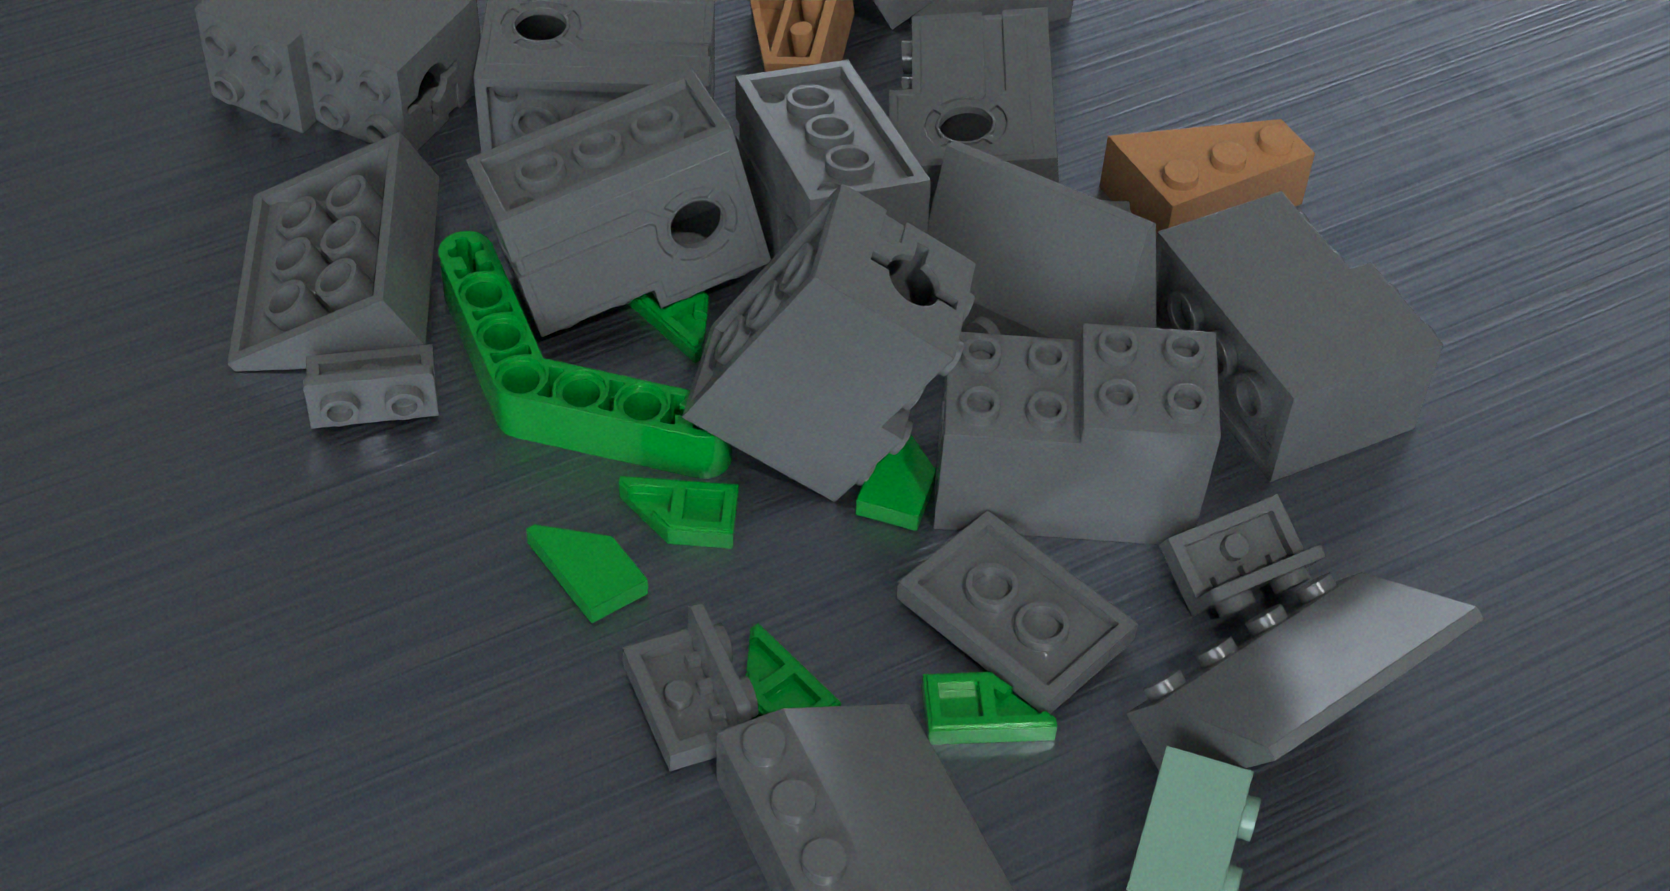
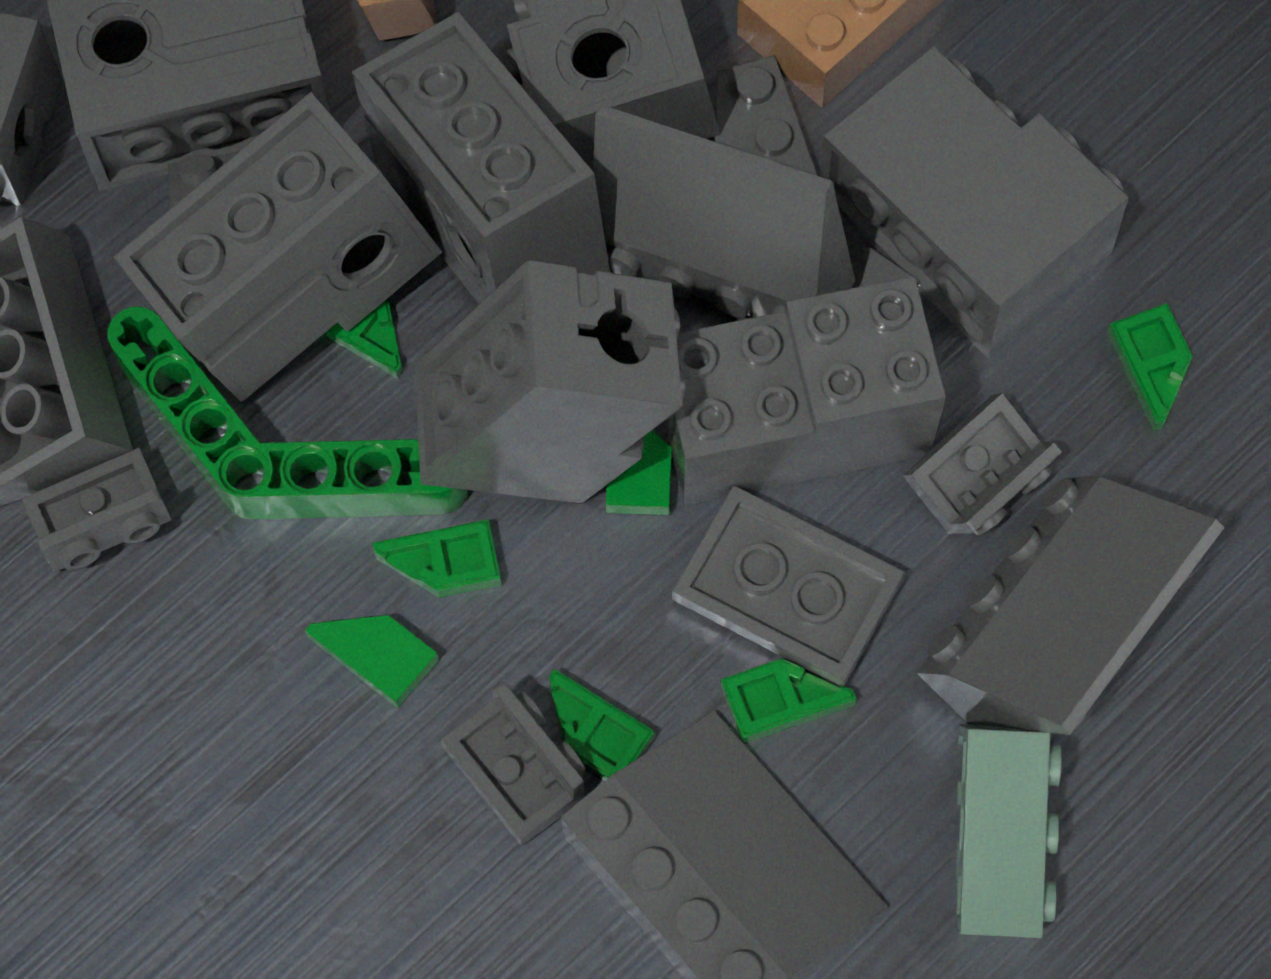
camera: 10 degrees left, 20 degrees up
(1436, 519) = (1153, 359): none -> green tile

